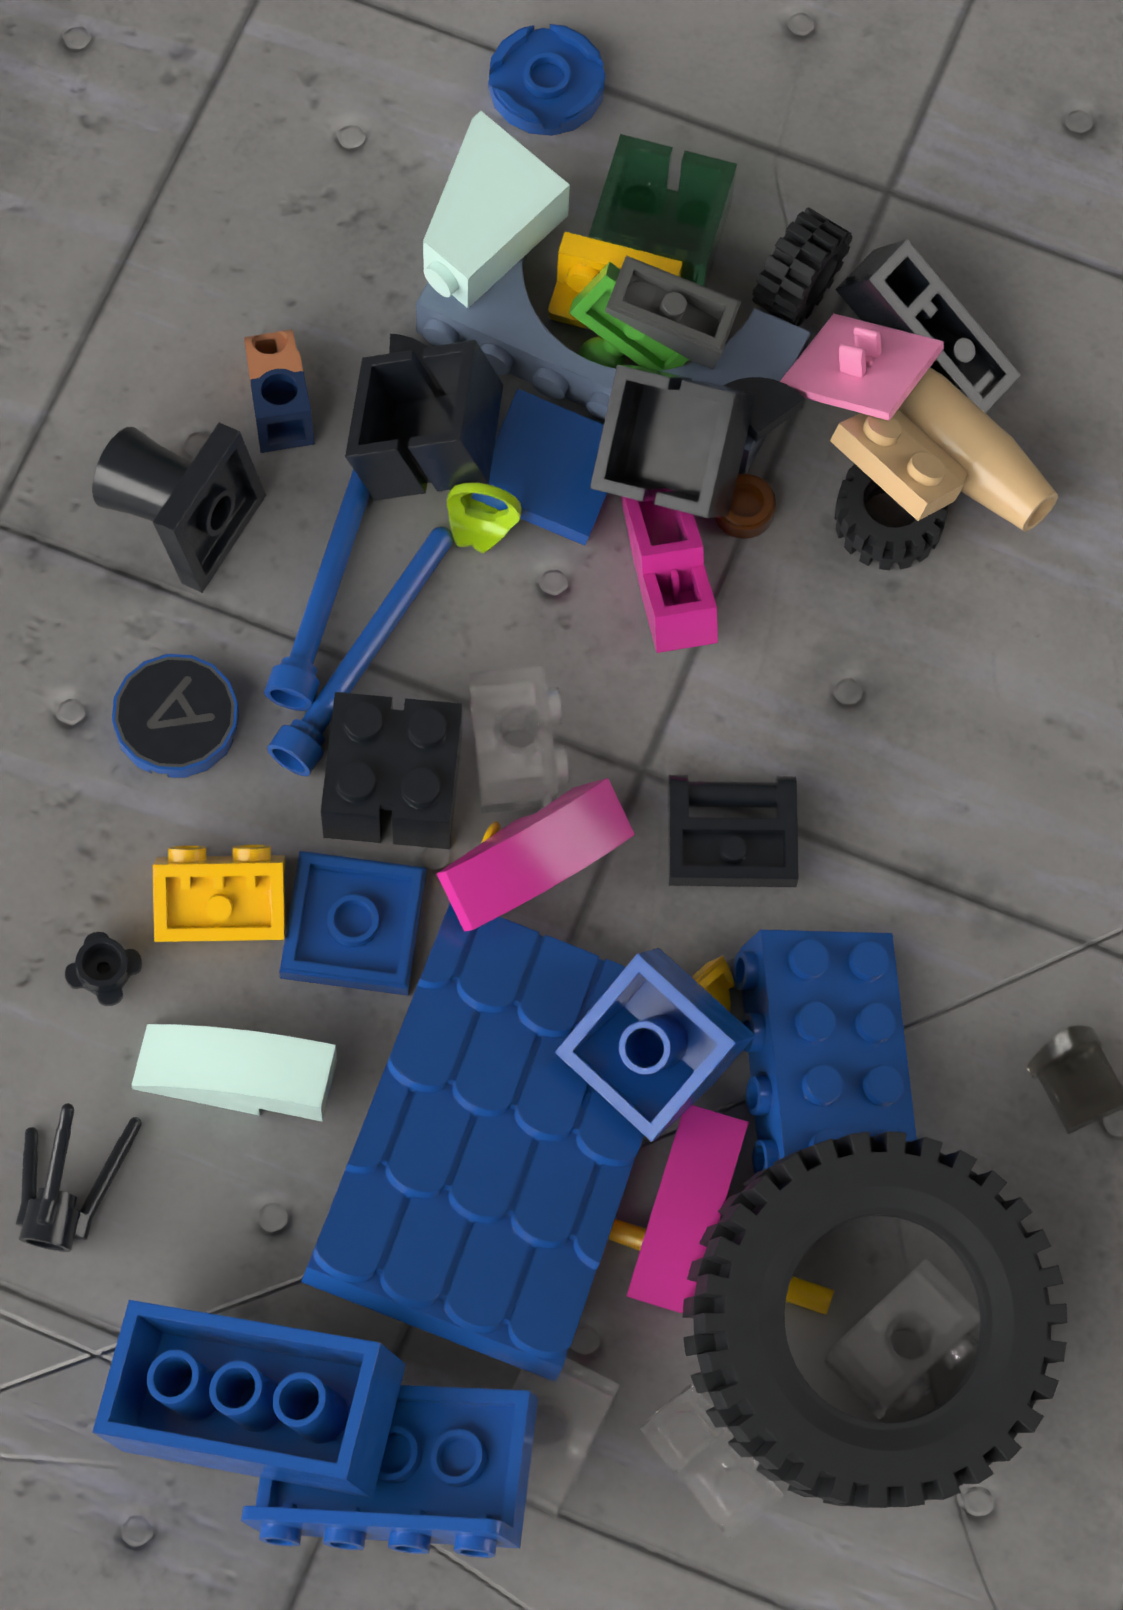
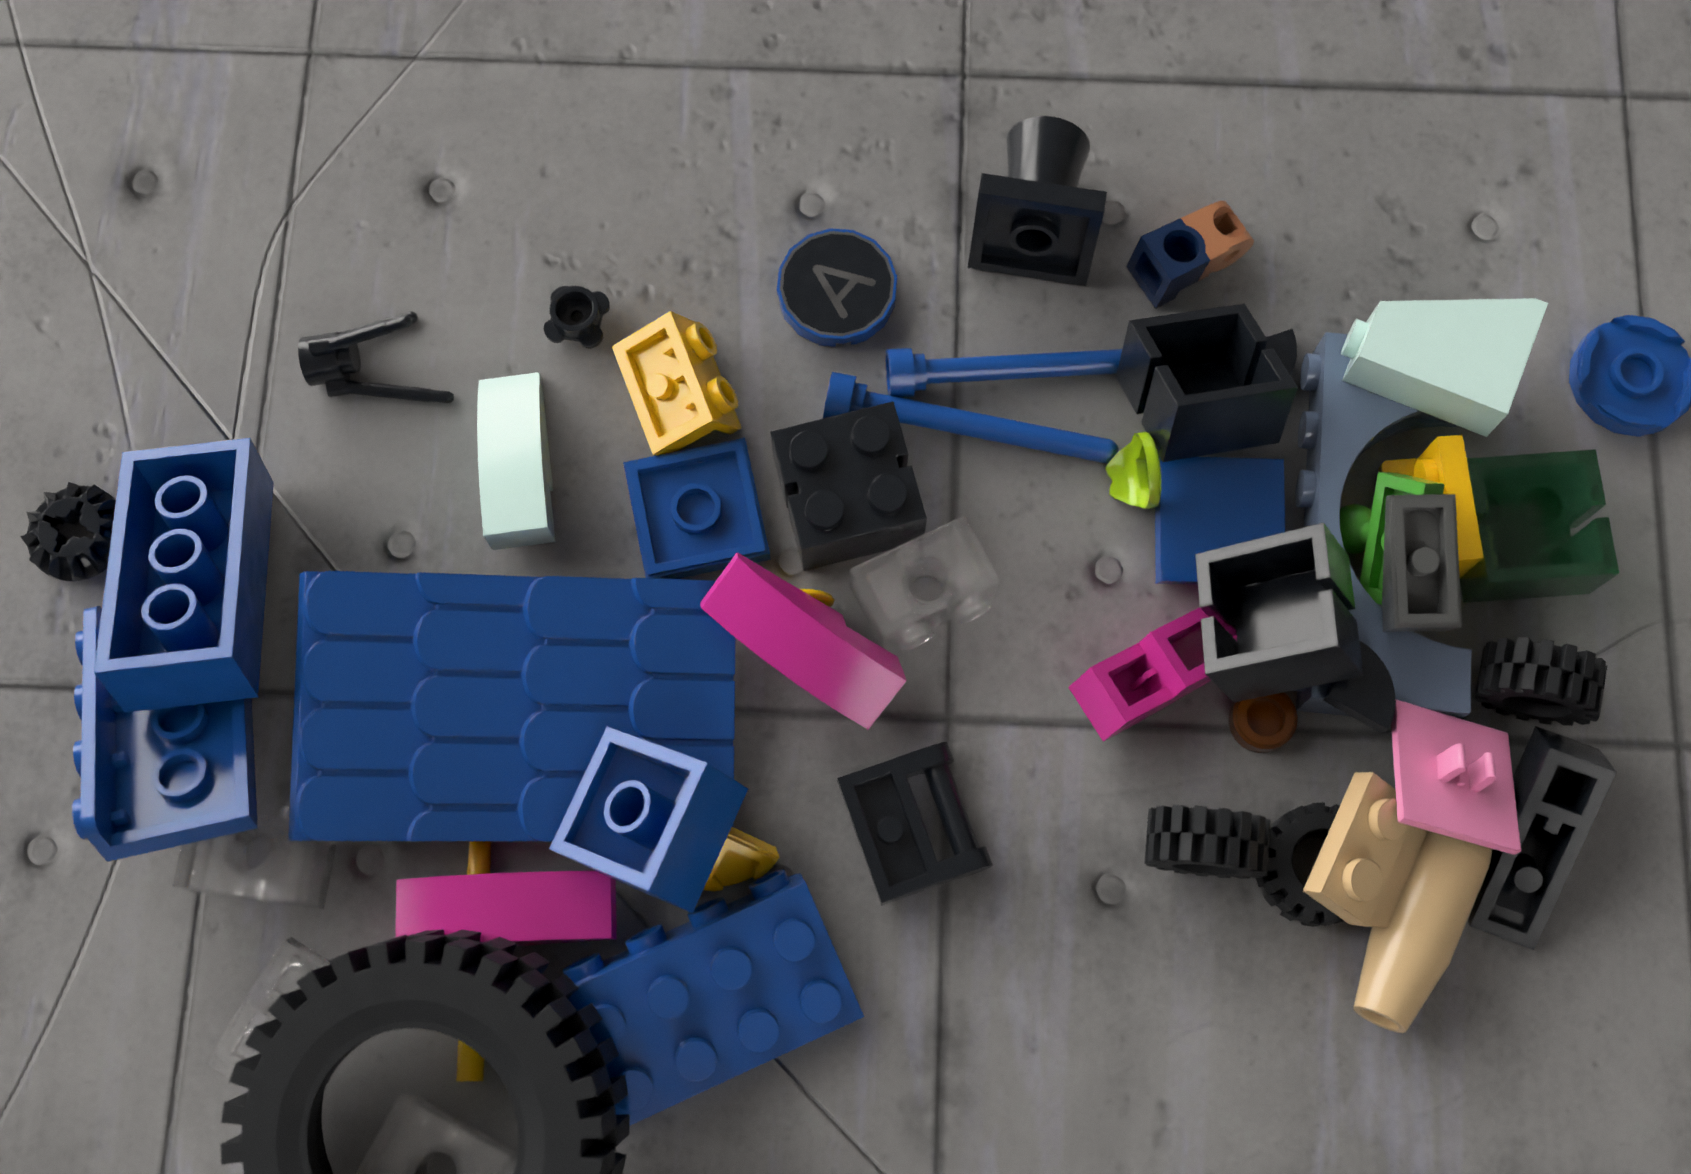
camera: 75 degrees right, 5 degrees up
(135, 1568) = (82, 556): none -> black gear
(844, 585) = (1207, 841): none -> black tyre

